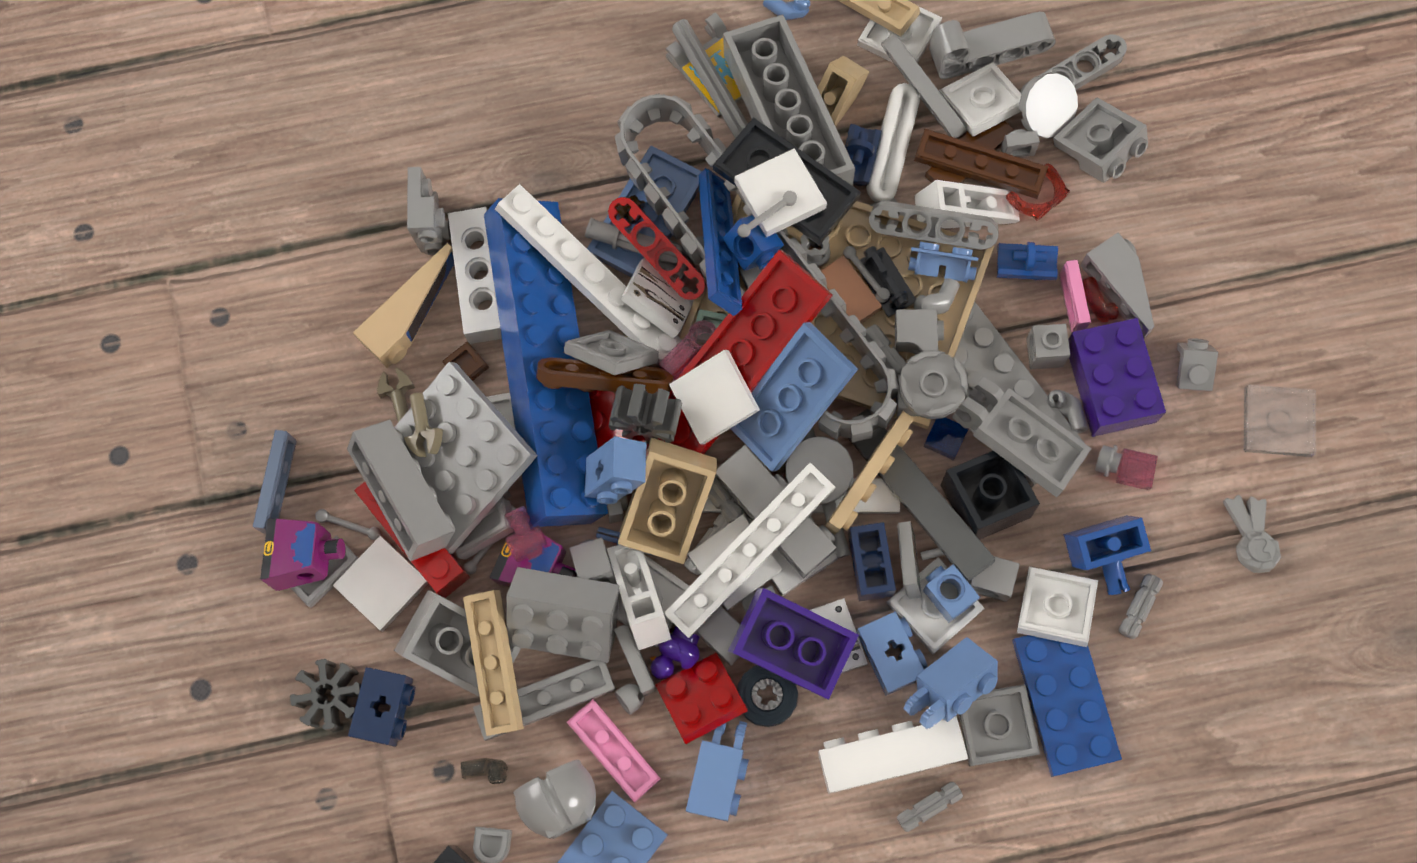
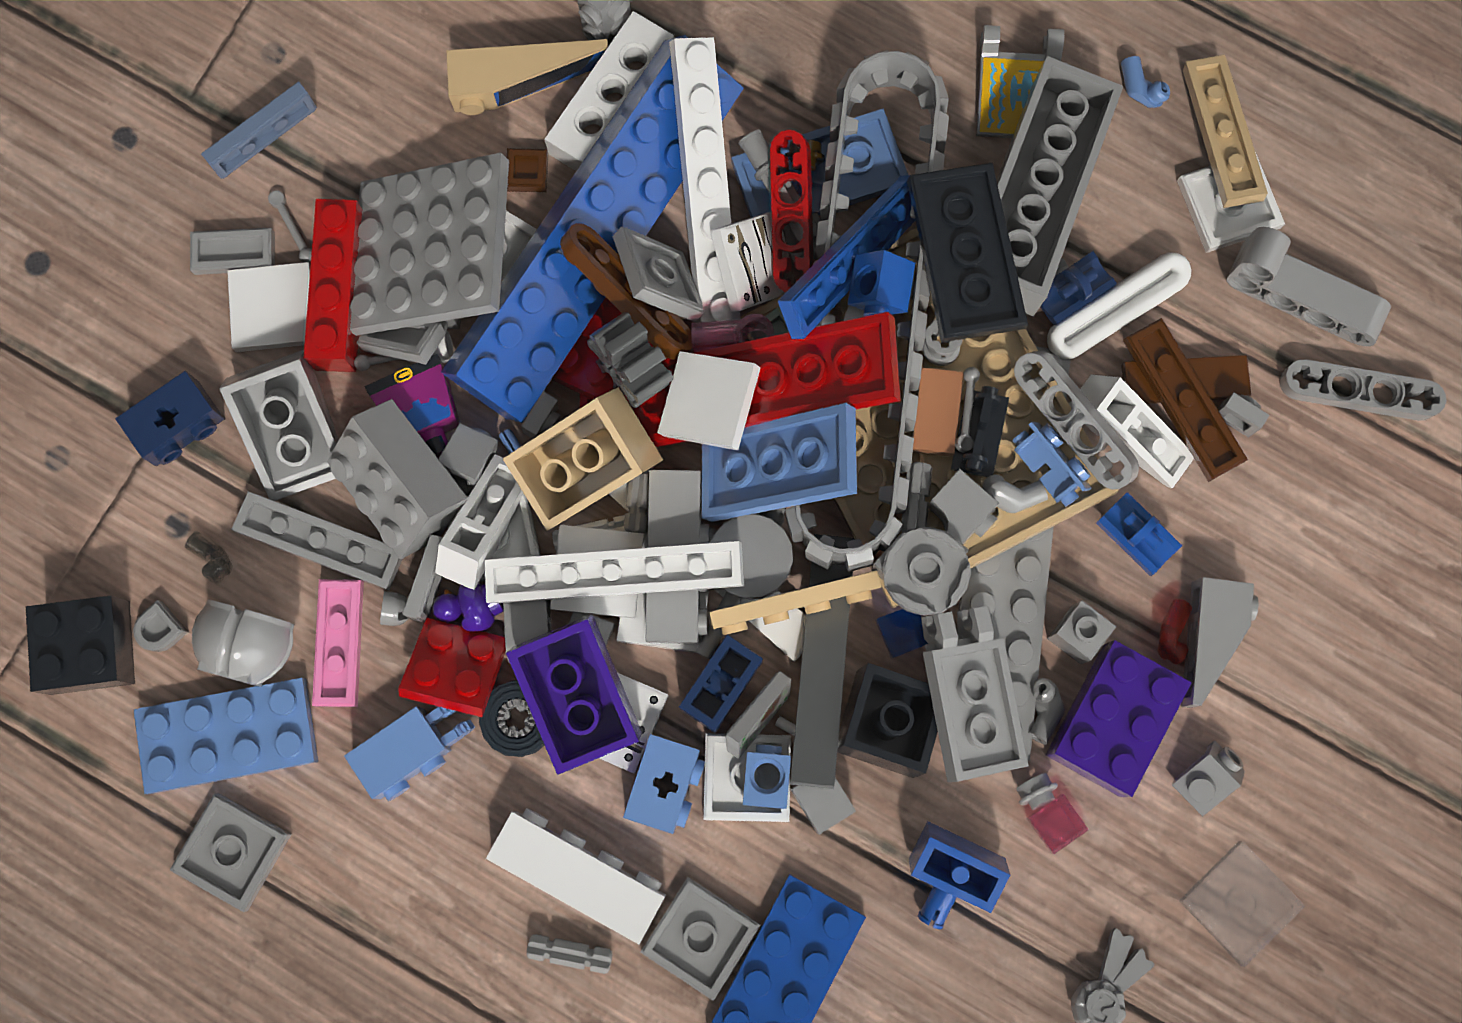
camera: 35 degrees right, 5 degrees up
(297, 553) = (218, 213): magenta torso -> none
(320, 706) = (116, 376): dark grey gear -> none
(397, 395) = (441, 145): dark tan bar -> none
(400, 489) = (352, 234): light grey brick -> none
(422, 429) = (416, 206): dark tan bar -> none
(493, 662) = (295, 467): tan plate -> none
(526, 540) = (424, 381): clear pink plate -> none
(615, 470) = (555, 388): medium blue brick -> none
(709, 76) = (1001, 86): light grey axle -> none
(766, 185) = (947, 258): white tile -> none
(789, 199) = (947, 271): light grey hinge -> none
(841, 86) = (1114, 208): tan slope -> none
(926, 89) = (1199, 276): light grey beam -> none
(953, 683) = (688, 864): medium blue hinge -> none
(983, 98) = (1248, 339): white tile -> none
(1038, 211) = (1198, 495): clear red cap -> none
(1048, 104) = (1306, 400): tile -> none
(1057, 606) = (857, 882): white tile -> none
(1074, 296) = (1153, 608): bright pink tile -> none
(1103, 140) = (1328, 481): light grey plate -> none
(1140, 606) = (937, 953): light grey axle -> none

